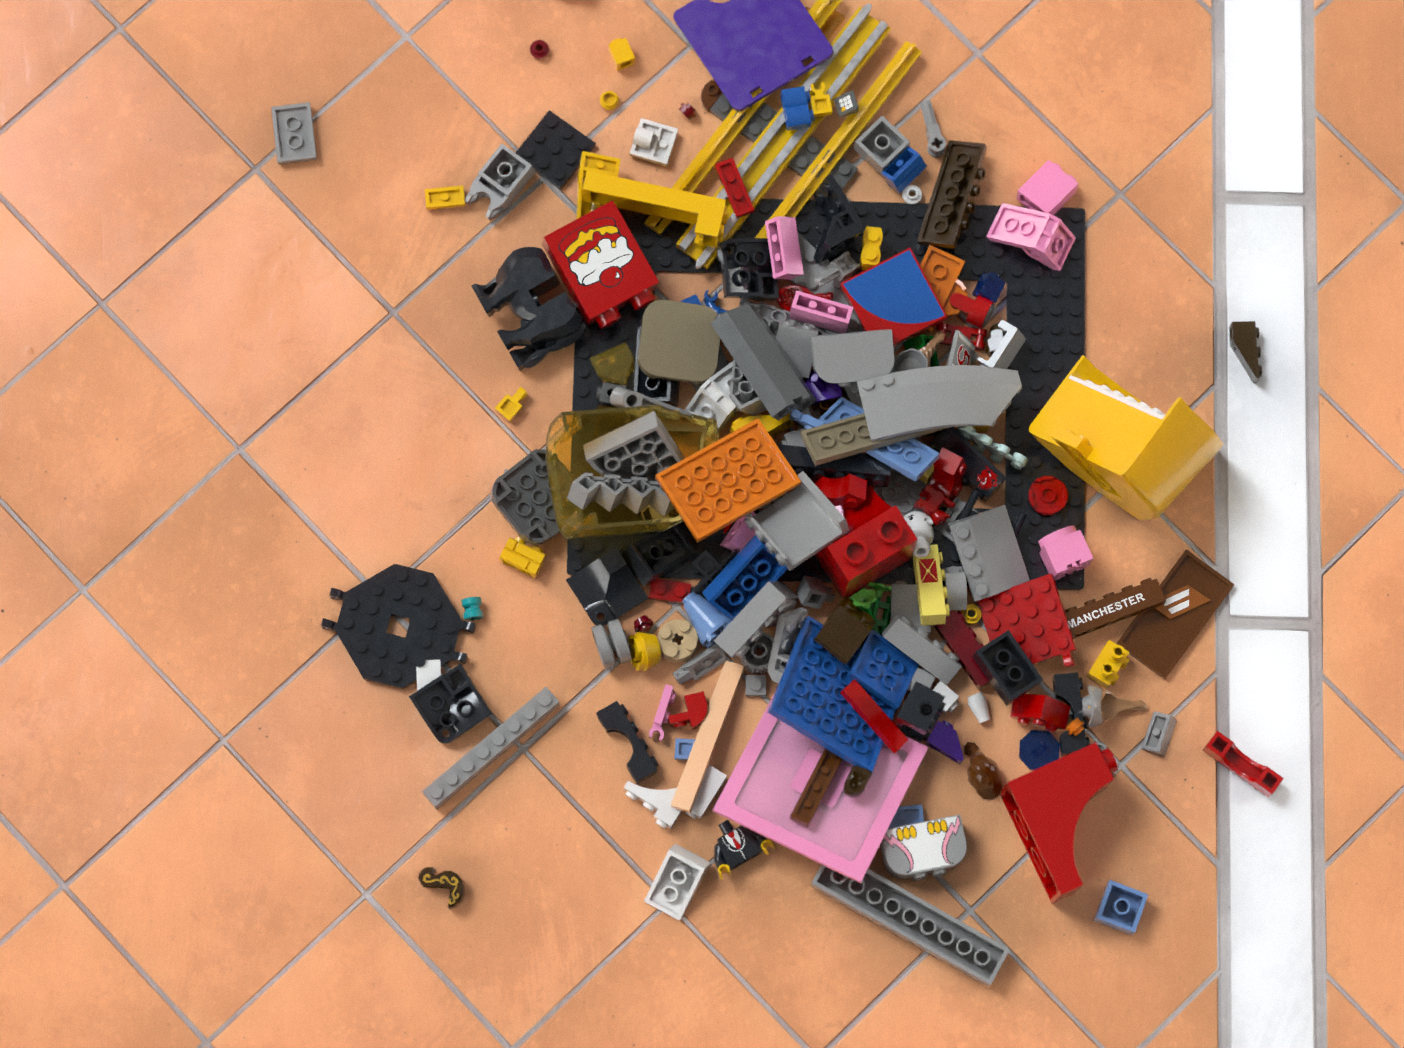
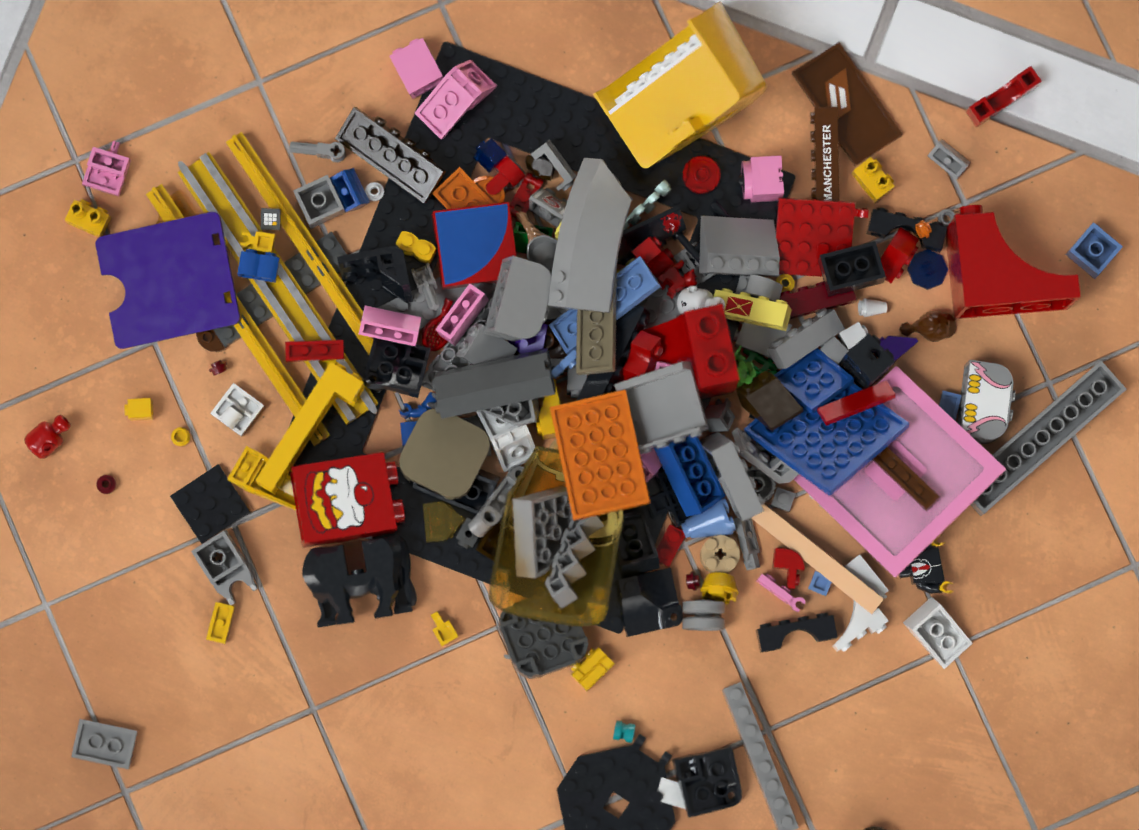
camera: 75 degrees left, 5 degrees up
(856, 781) = (912, 440): dark brown rock -> none
(1103, 706) = (910, 197): hat -> none

